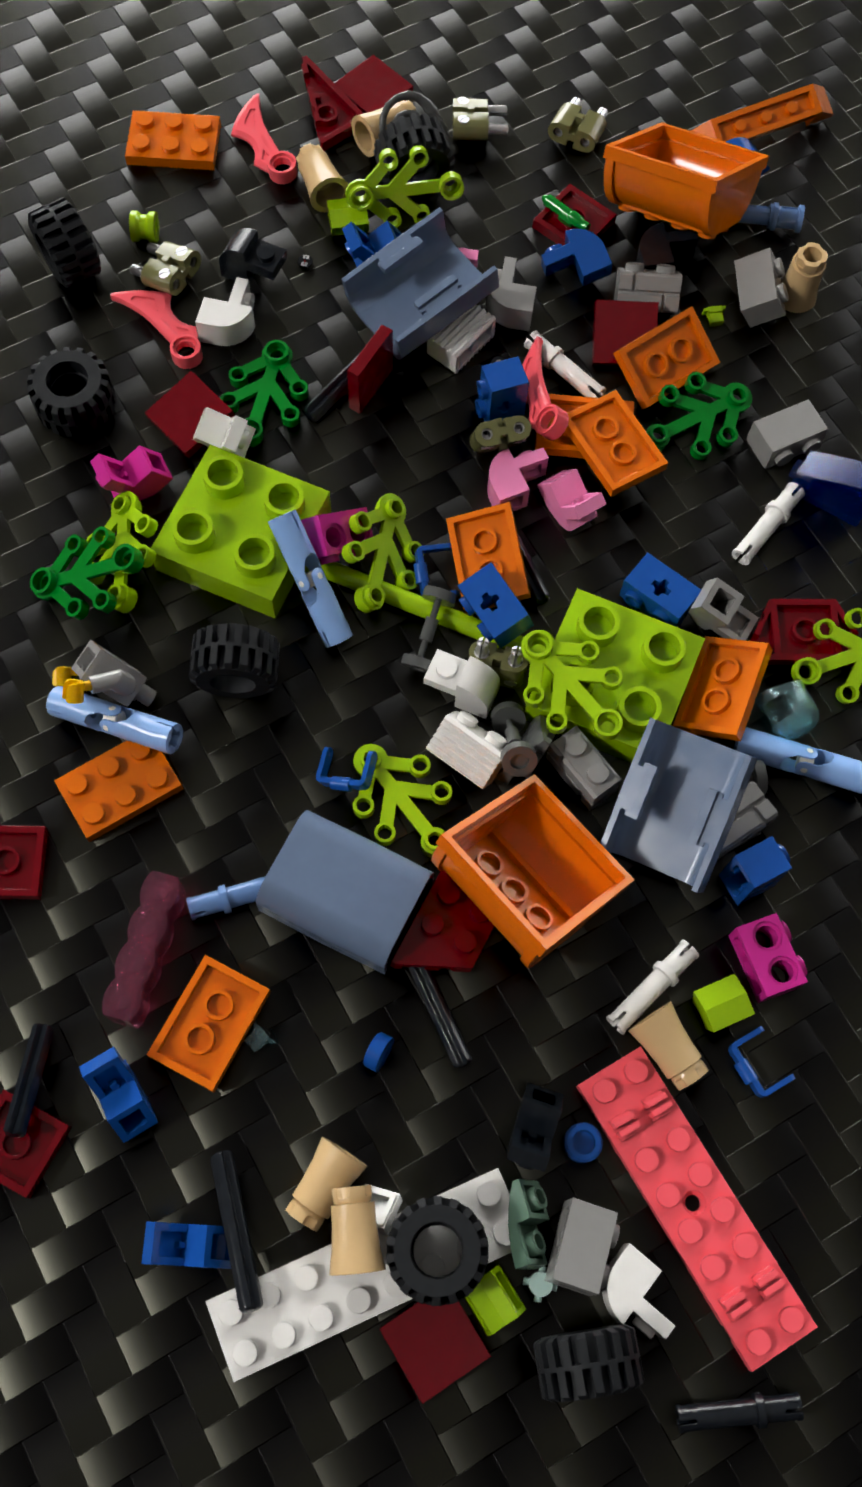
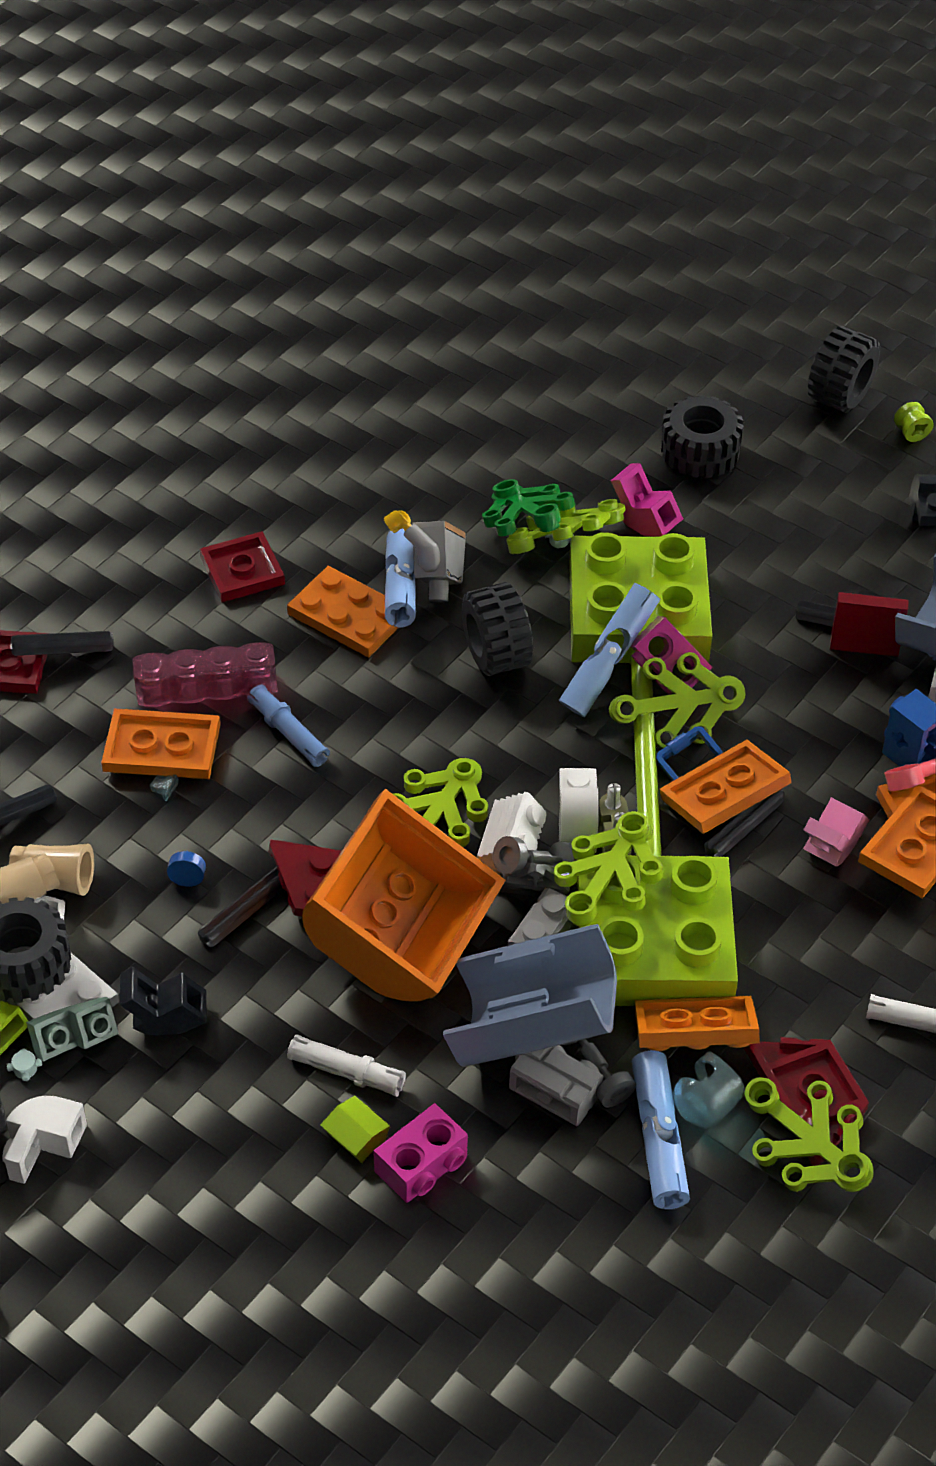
camera: 70 degrees right, 20 degrees down
(119, 1094) = (77, 704): blue brick -> none
(157, 310) = (835, 463): coral piece -> none
(169, 269) = (882, 455): olive piece -> none
(180, 411) = (739, 524): dark red tile -> none
(224, 432) = (724, 543): white brick -> none
(227, 322) = (857, 516): white brick -> none
(267, 387) = (838, 564): green plant -> none
(342, 890) = (323, 774): sand blue piece -> none
(345, 783) = (443, 766): blue piece -> none
(439, 597) = (624, 761): dark grey wheel -> none
(488, 588) = (670, 795): blue brick -> none
(500, 434) = (862, 742): olive piece -> none
(509, 476) = (828, 775): bright pink brick -> none
(582, 1142) = (168, 1058): blue tile -> none
(583, 1247) = (68, 1072): light grey brick -> none
(653, 579) = (777, 942): blue brick -> none
(670, 1046) = (291, 1090): tan plant -> none
(718, 1238) = (115, 1199): coral piece -> none
(720, 610) = (784, 995): light grey brick -> none
(747, 1072) = (298, 1174): blue piece -> none
(755, 870) = (503, 1102): blue brick -> none

